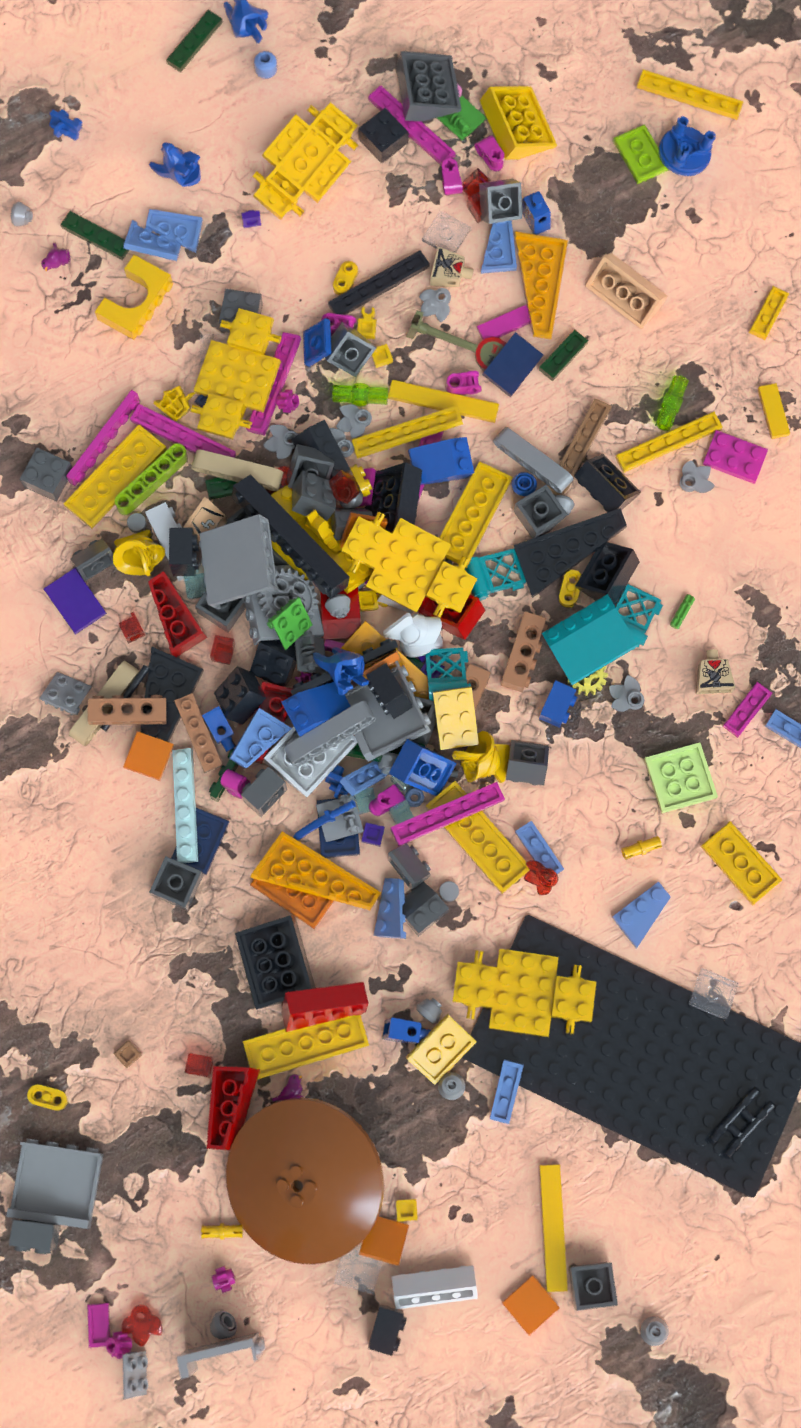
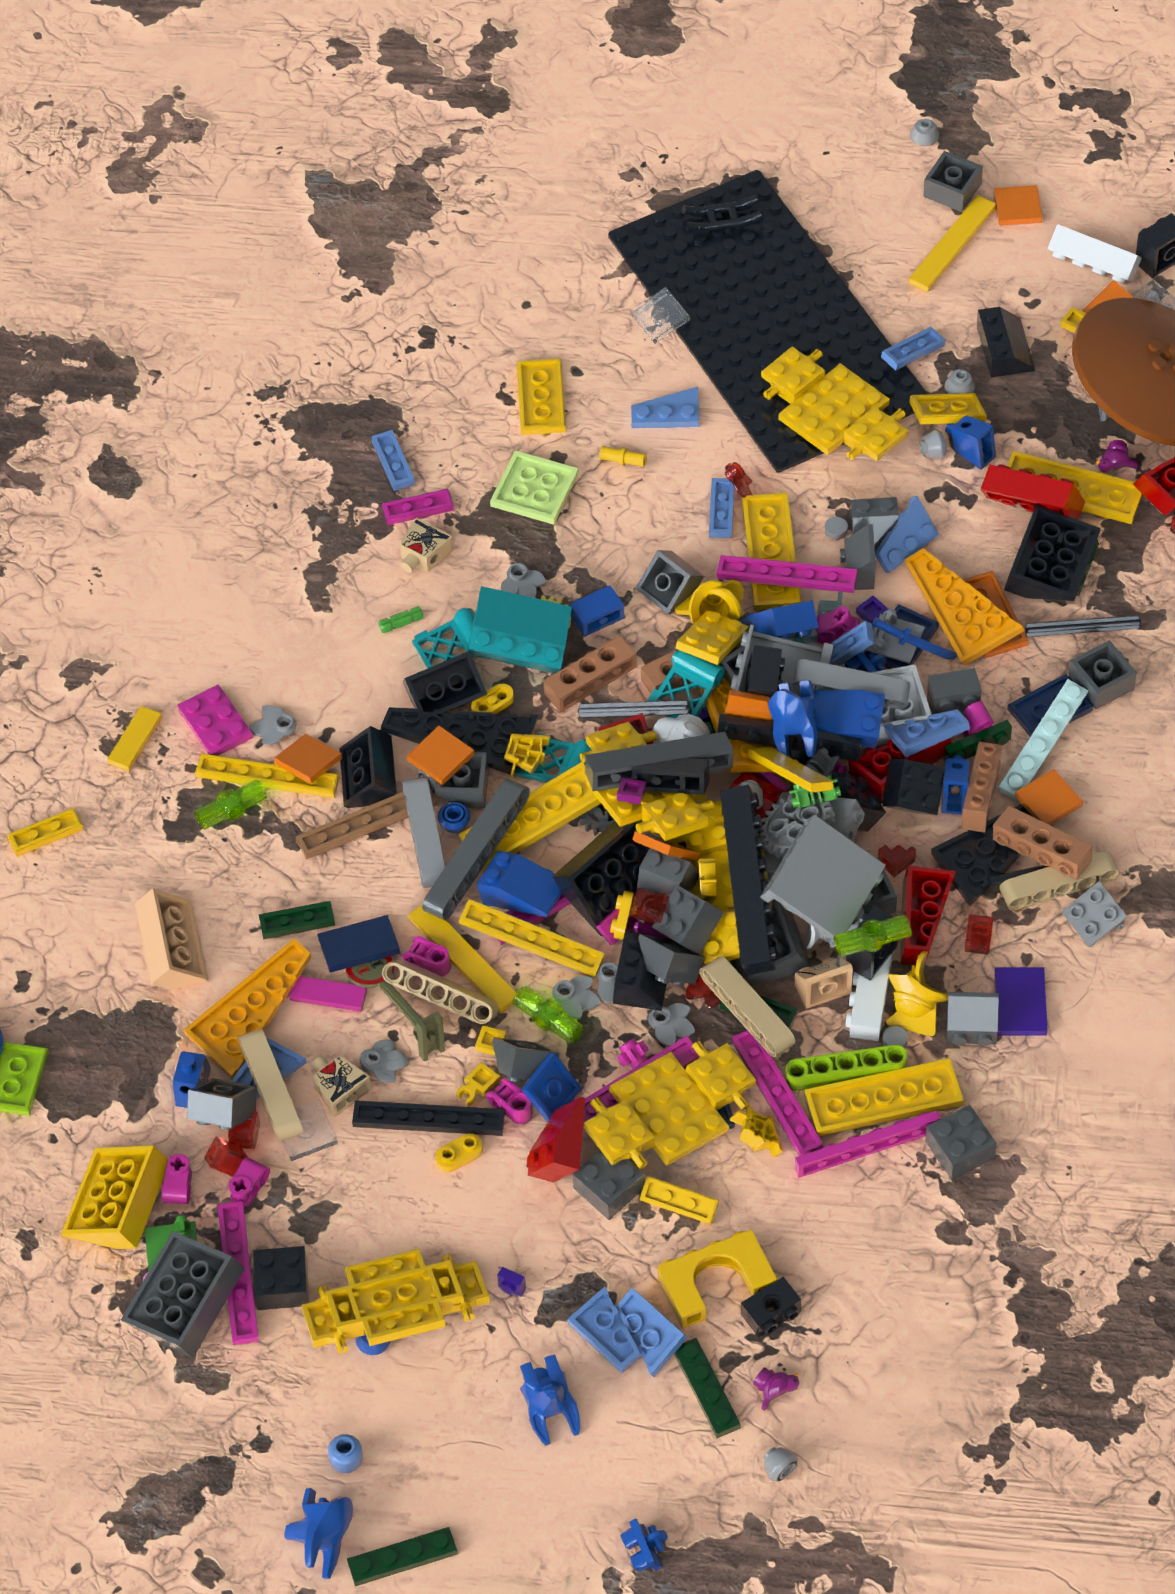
camera: 140 degrees left, 20 degrees down
(87, 290) = (776, 1295): none -> black brick
(166, 542) = (885, 932): none -> clear neon green piece
(191, 331) = (679, 1199): none -> yellow tile
(220, 925) = (1082, 625): none -> axle
(284, 305) = (559, 1144): none -> red slope
(312, 618) = (790, 769): none -> yellow tile
(384, 572) = (675, 776): none -> black slope
(407, 538) = (631, 791): none -> magenta plate
(409, 579) = (608, 768): none -> dark grey brick
(434, 360) = (428, 991): none -> tan beam
(444, 1150) = (1003, 342): none -> black slope
(470, 638) = (648, 708): none -> axle
(484, 234) = (270, 1085): none -> tan beam
(488, 464) = (476, 849): none -> dark grey beam
(515, 556) = (526, 751): none -> yellow piece
(562, 508) = (440, 755): none -> orange tile
(651, 465) = (307, 758): none -> orange tile

